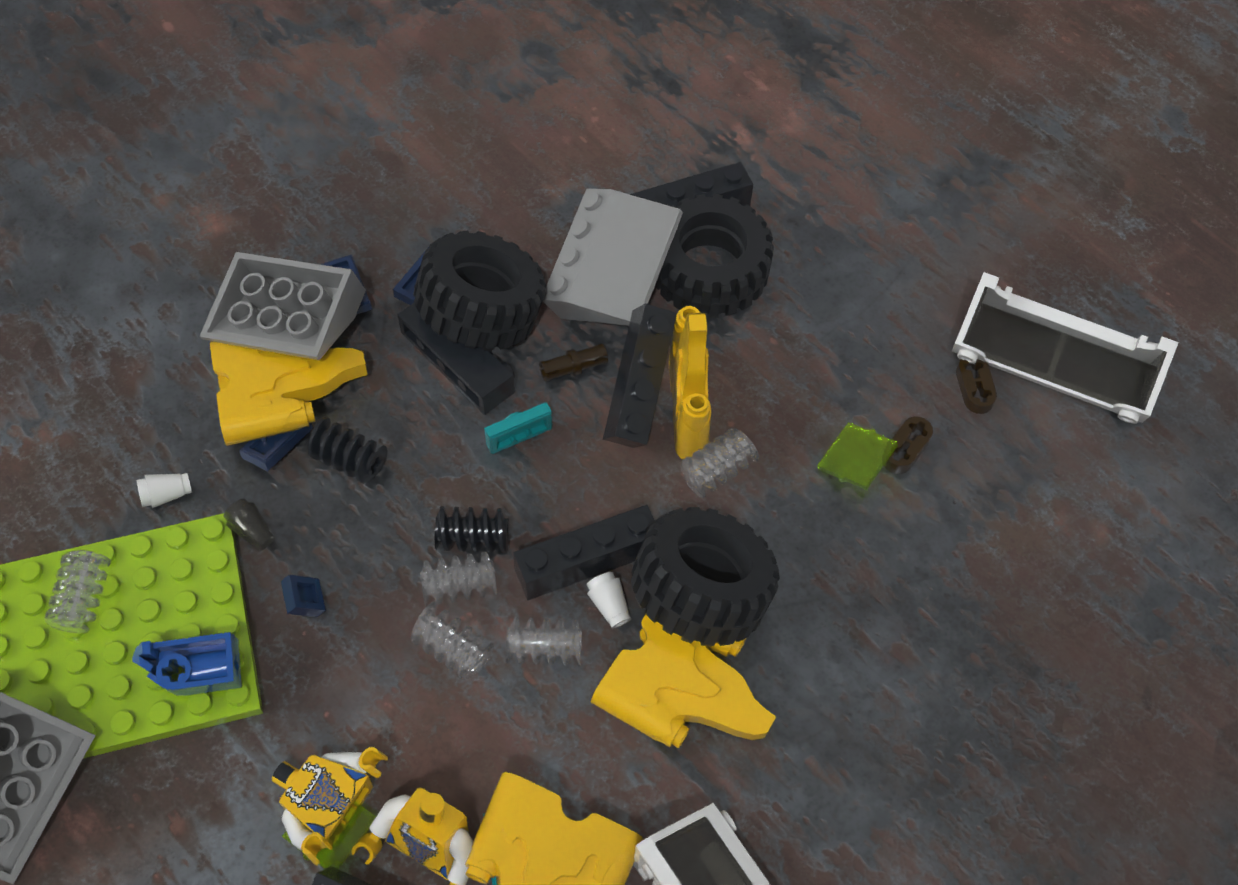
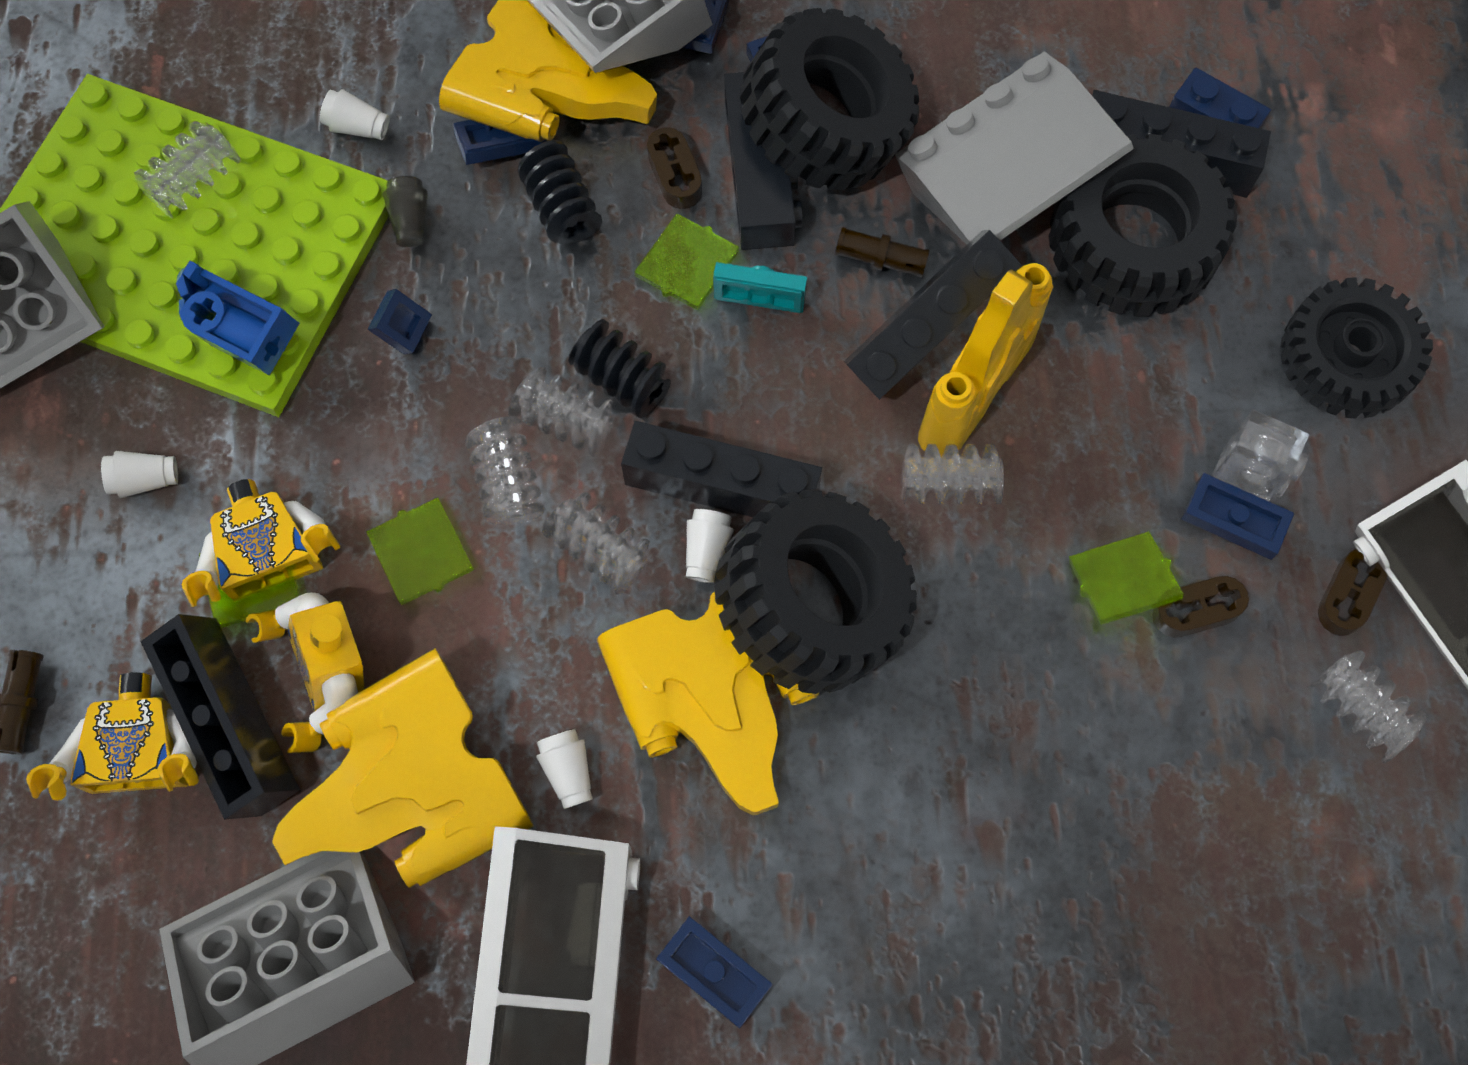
camera: 40 degrees right, 10 degrees up
(195, 814) = (137, 472): none -> white cone
(401, 395) = (667, 170): none -> dark brown beam
(429, 730) = (419, 551): none -> clear neon green piece
(456, 442) = (685, 261): none -> clear neon green piece
(634, 791) = (566, 767): none -> white cone
(690, 163) = (1215, 99): none -> dark blue plate
(818, 843) = (714, 972): none -> dark blue plate
(874, 252) = (1389, 340): none -> black wheel
(877, 343) = (1263, 456): none -> clear brick
(887, 382) = (1238, 516): none -> dark blue plate
(1034, 434) = (1370, 704): none -> clear piece

